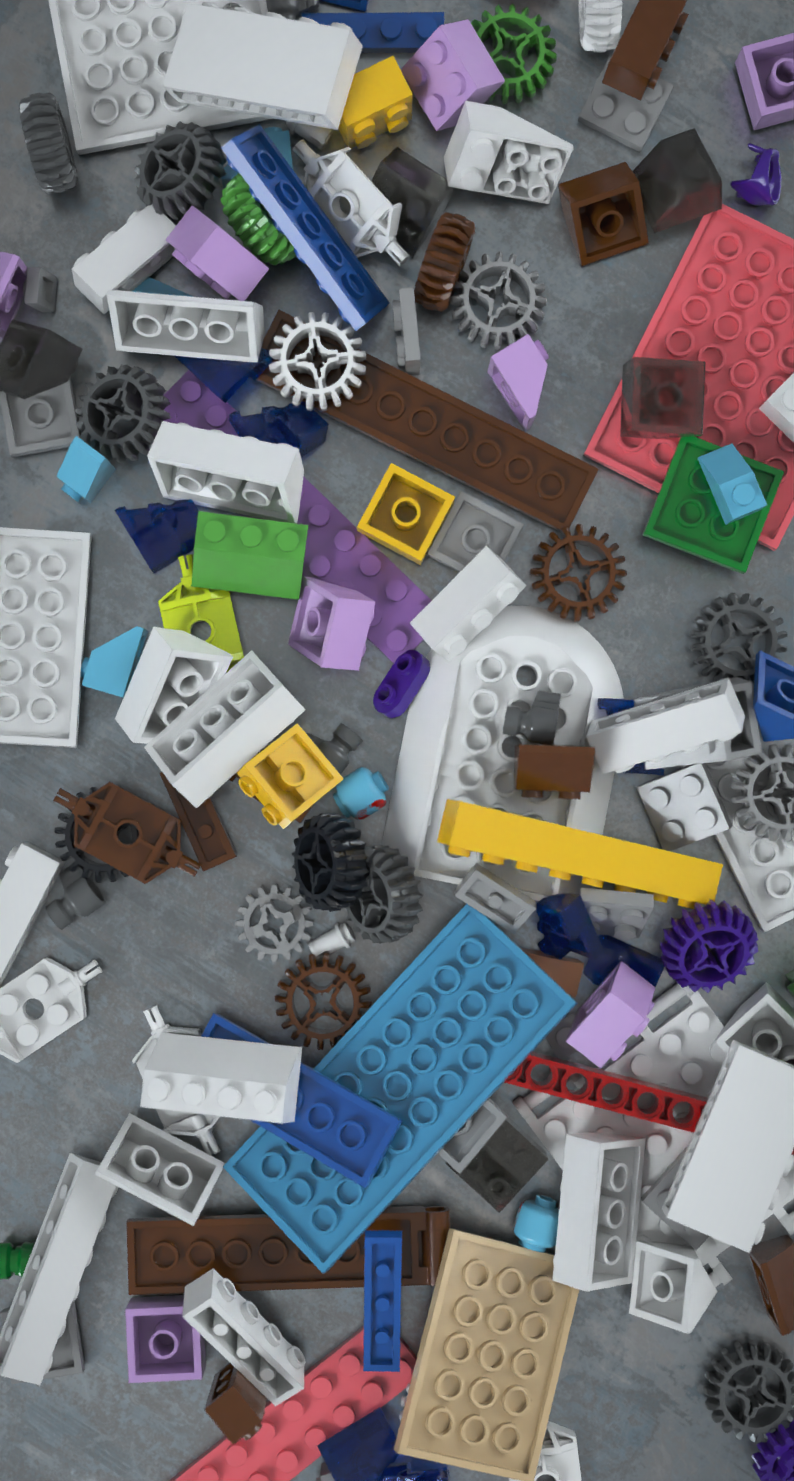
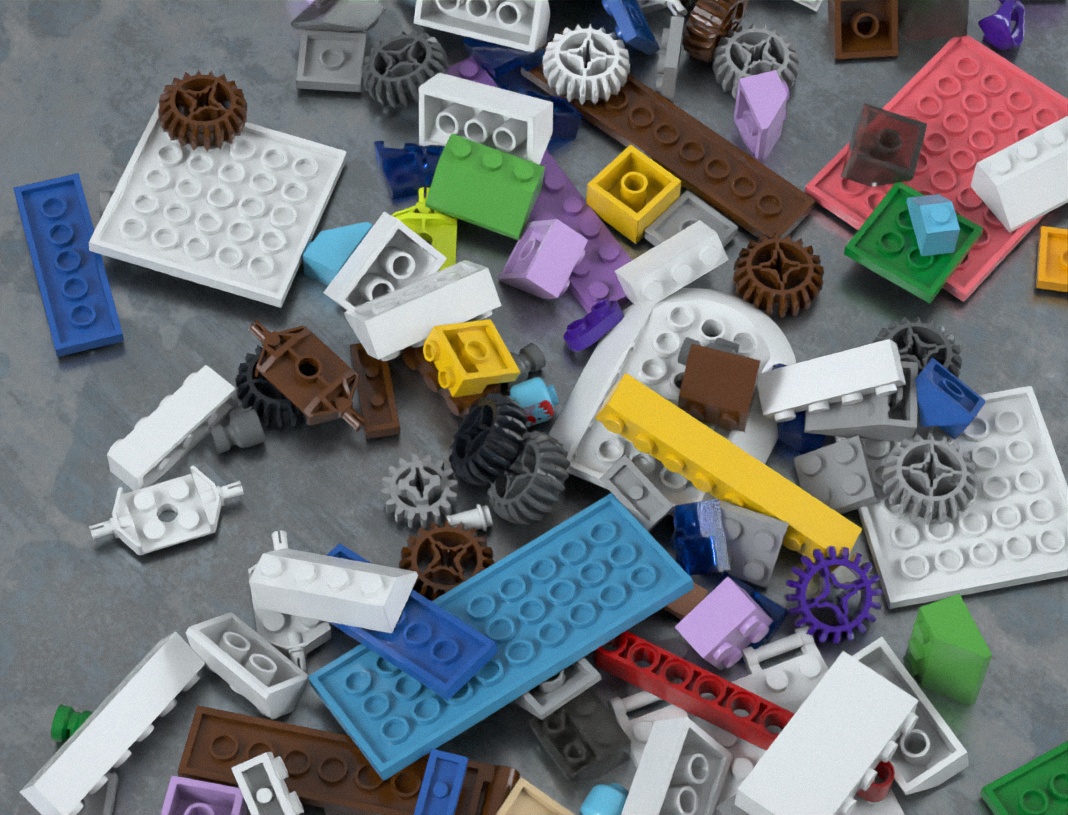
camera: 10 degrees right, 30 degrees down
(84, 471) = (359, 100): medium azure slope -> none

